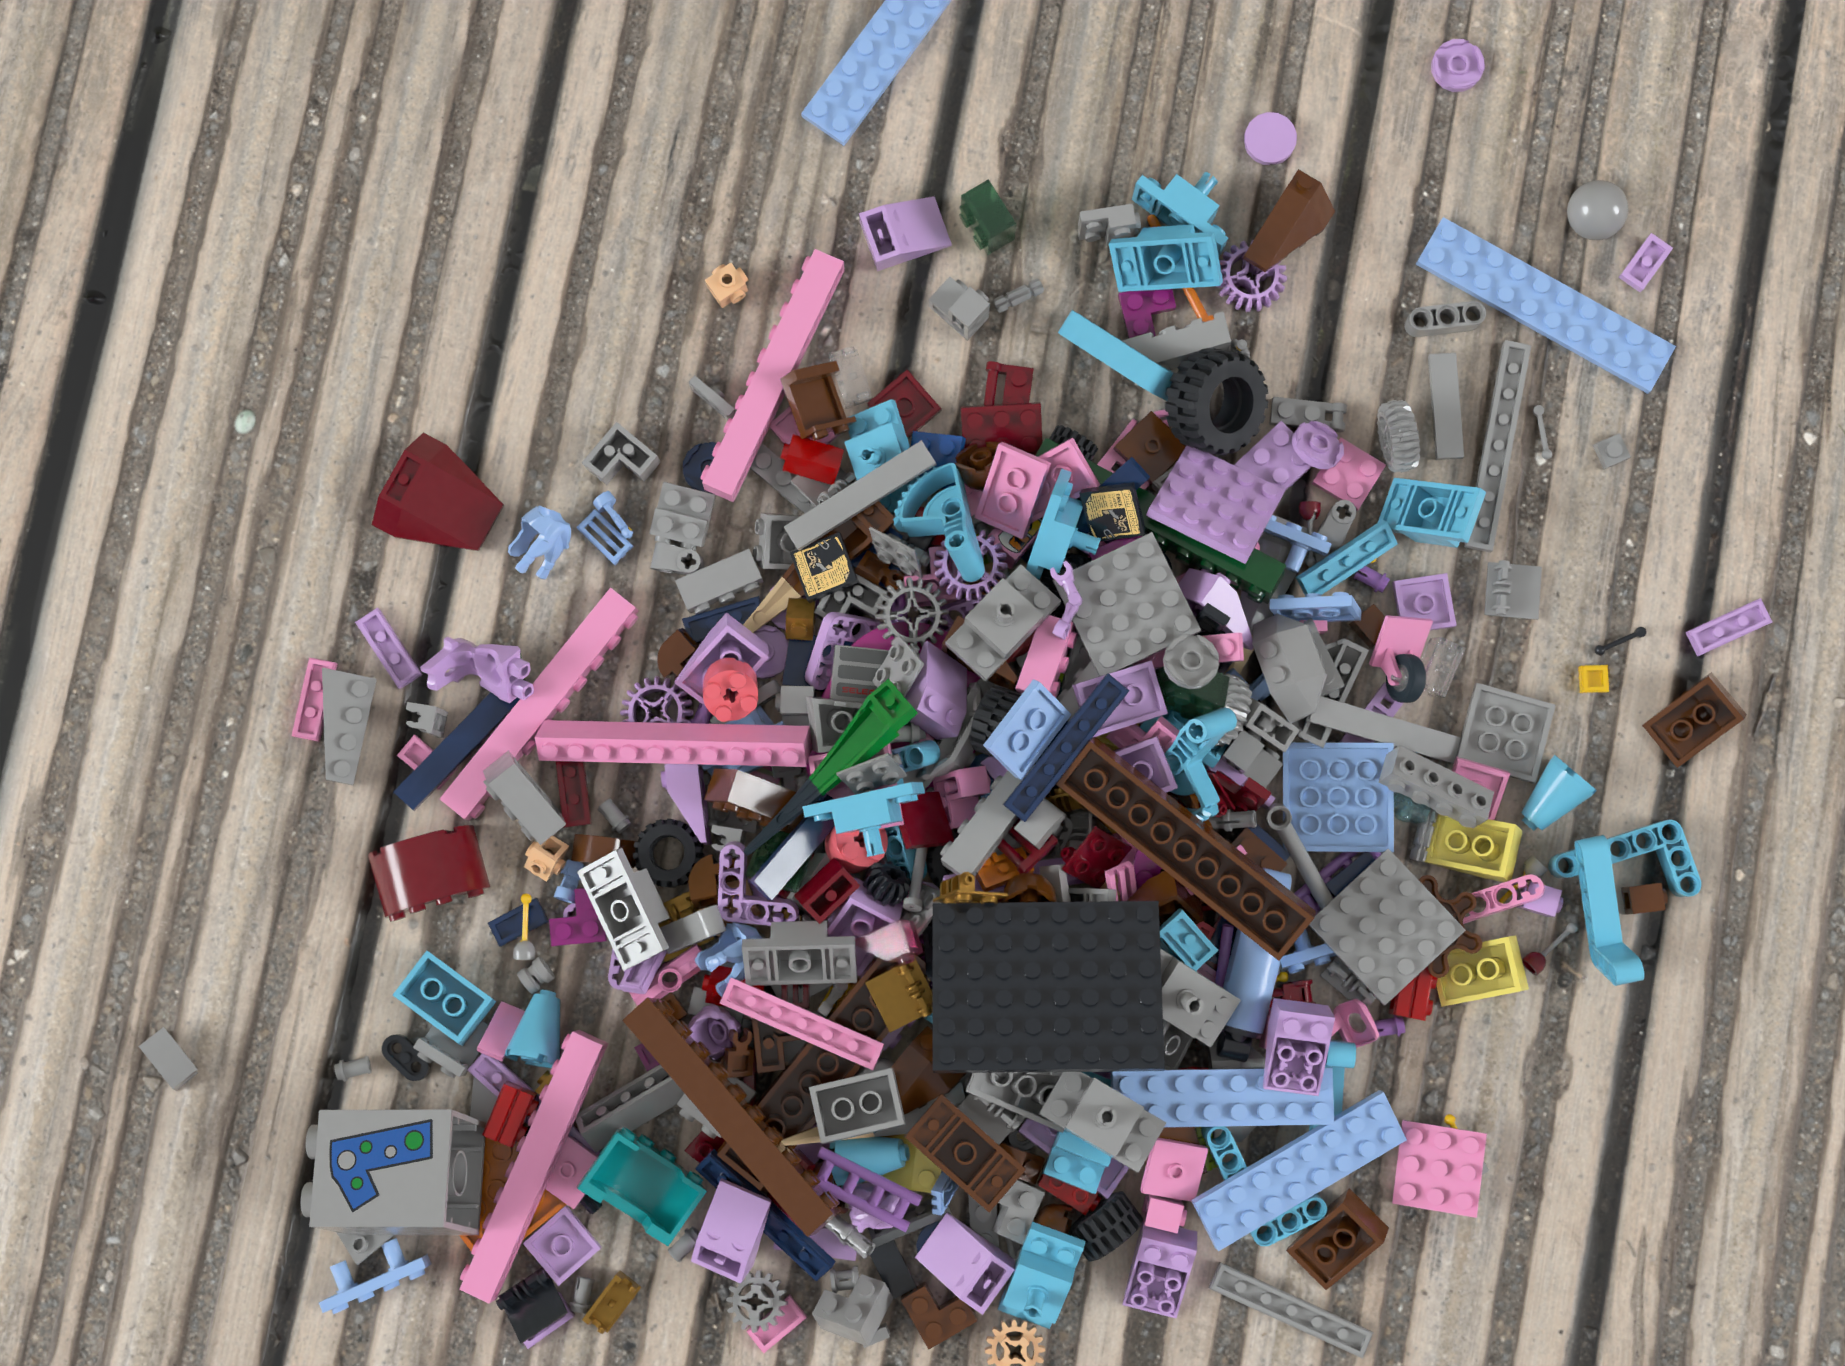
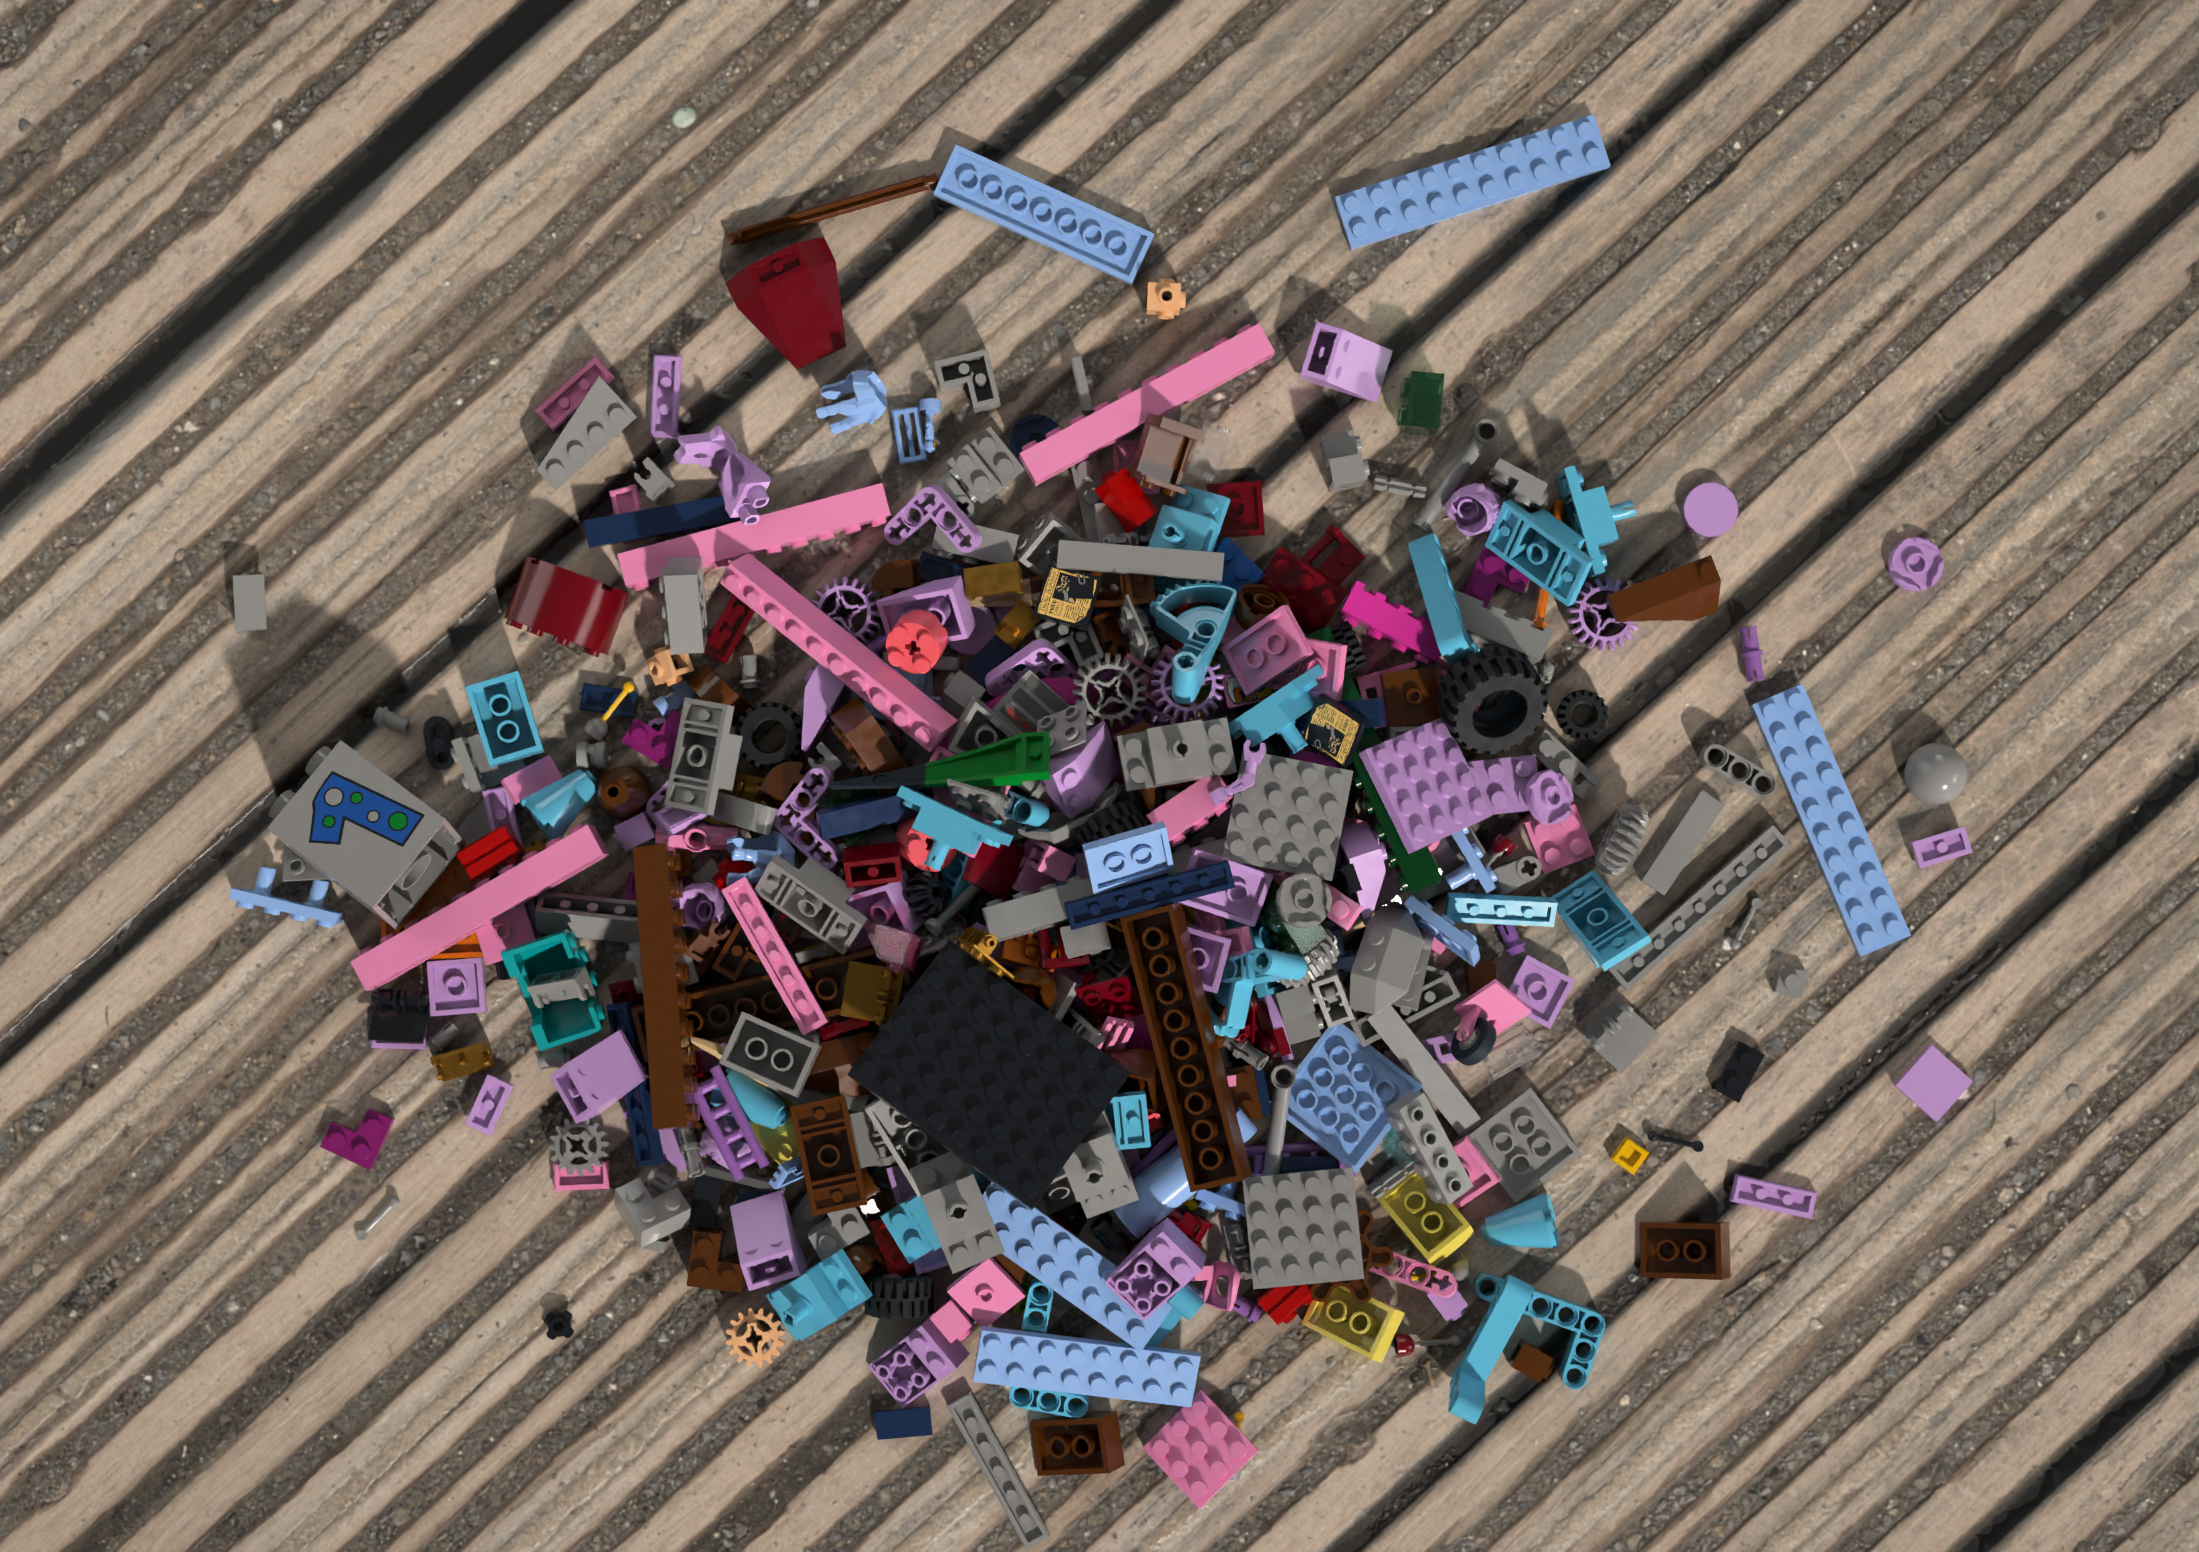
camera: 35 degrees right, 5 degrees up
(415, 406) = (832, 209): none -> reddish brown piece
(584, 290) = (1043, 214): none -> light blue plate
(592, 983) = (632, 795): none -> reddish brown cone
(614, 1010) = (634, 832): none -> lavender brick
(647, 1180) = (561, 986): none -> light grey hinge
(659, 1322) = (489, 1104): none -> lavender plate
(670, 577) = (935, 511): none -> lavender beam
(754, 597) = (993, 579): none -> pearl gold hinge
(896, 1045) = (838, 1028): none -> dark red plate
(1054, 253) = (1455, 475): none -> light grey piece
(1089, 268) = (1473, 508): none -> lavender hair
(1092, 402) = (1390, 622): none -> dark pink wedge
(1186, 1329) = (903, 1422): none -> dark blue tile
(1293, 349) = (1598, 709): none -> black tyre
(1386, 223) = (1751, 653): none -> medium lavender pin
(1626, 550) = (1738, 1071): none -> black plate
(1782, 447) = (1933, 1083): none -> lavender tile

